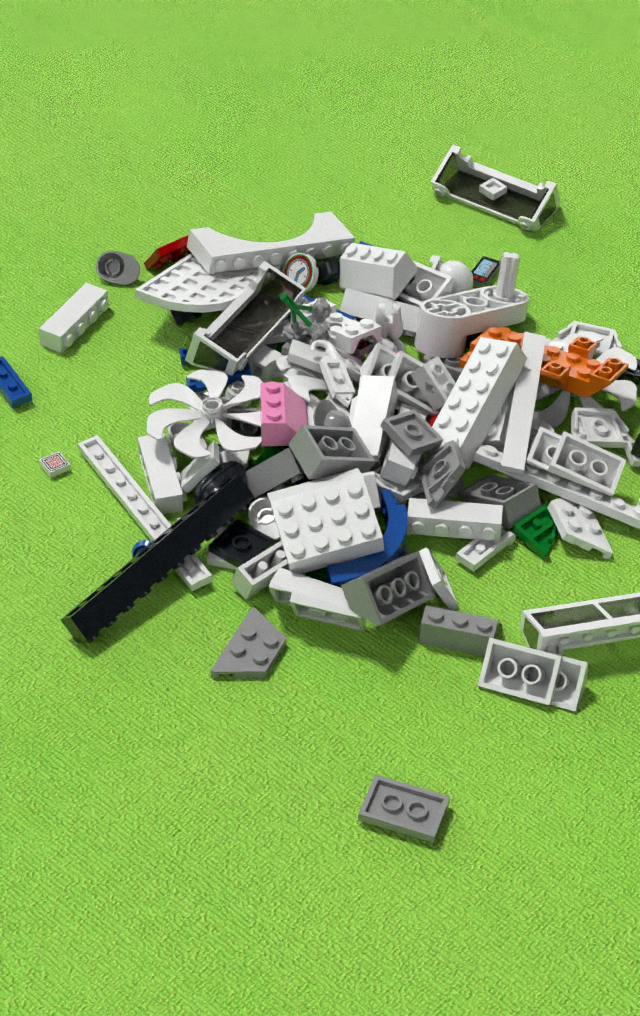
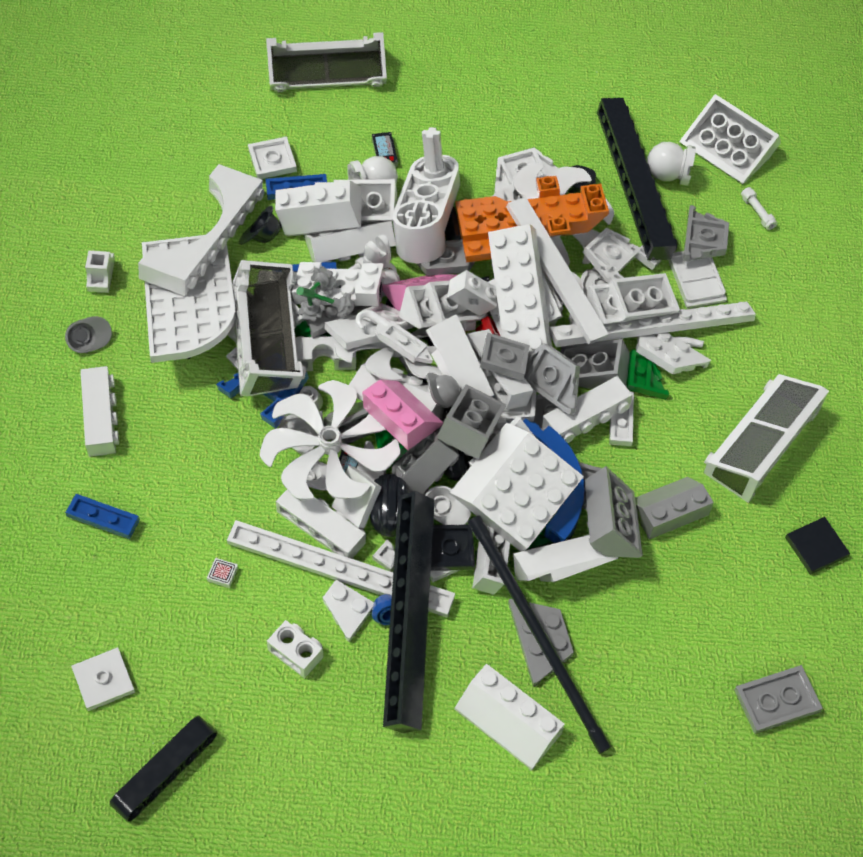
camera: 40 degrees left, 15 degrees up
(53, 538) = (290, 652): none -> white brick
(119, 539) = (347, 608): none -> white wing
(166, 678) = (509, 716): none -> white slope
(168, 230) = (99, 271): none -> white brick
(173, 251) = (125, 282): red plate -> none
(223, 731) = (594, 731): none -> black piece
(302, 269) = (251, 243): tile -> none
(382, 231) = (272, 158): none -> white plate
(438, 579) = (626, 475): white tile -> none
(493, 189) = (322, 61): white plate -> none
(533, 674) = (759, 514): white slope -> none
(565, 732) = (817, 545): none -> black tile
(610, 533) = (691, 342): none -> white helmet

